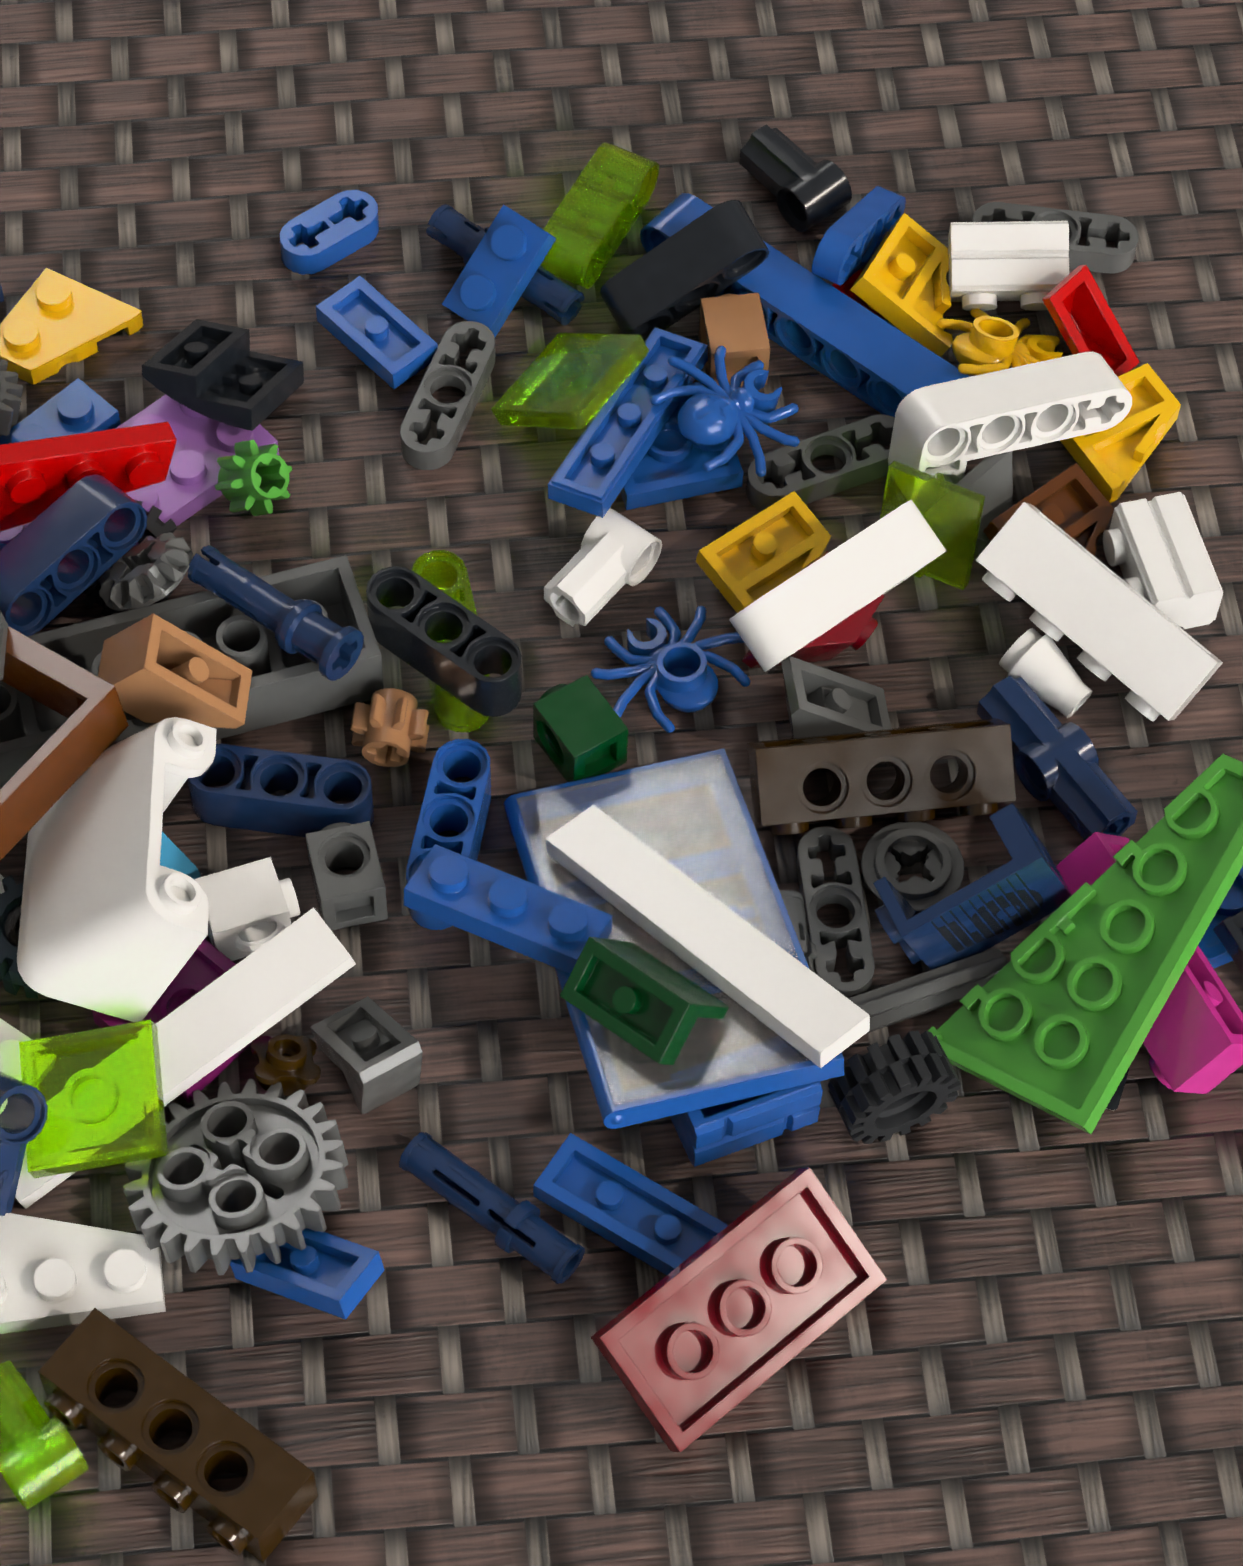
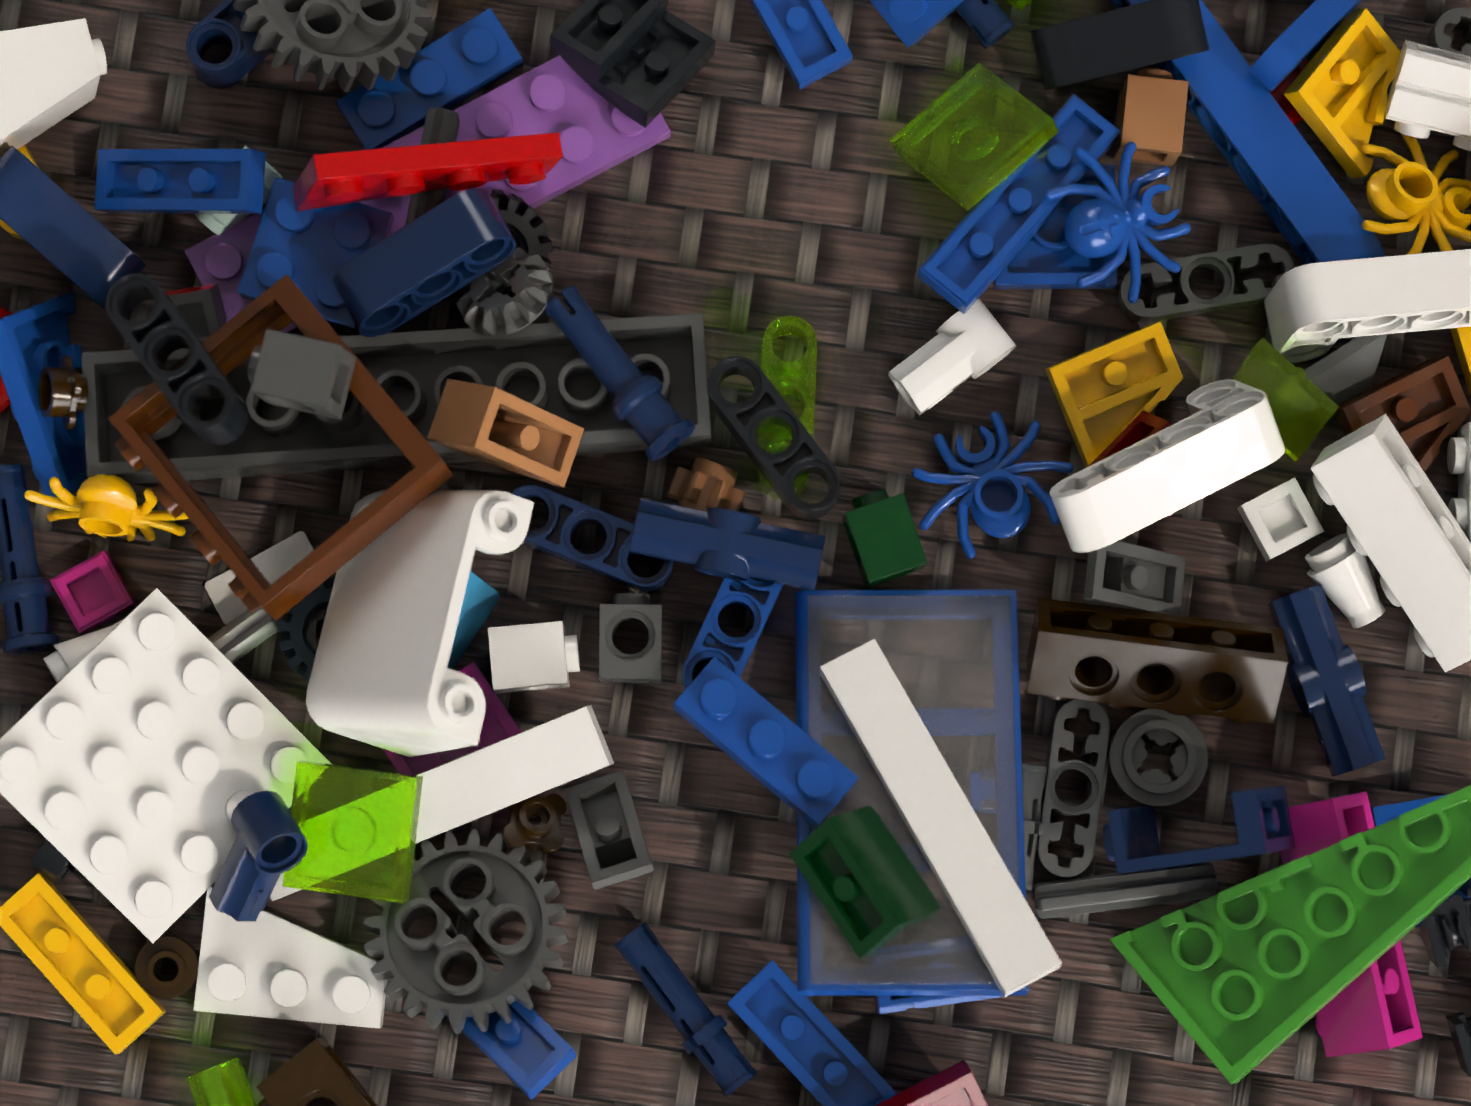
camera: 10 degrees right, 25 degrees up
(253, 477) = (636, 176): bright green gear -> none
(422, 742) = (727, 544): none -> dark blue piece
(450, 417) = (862, 66): dark grey beam -> none
(894, 1087) = (1076, 997): black tyre -> none
(964, 636) = (1280, 519): none -> white plate

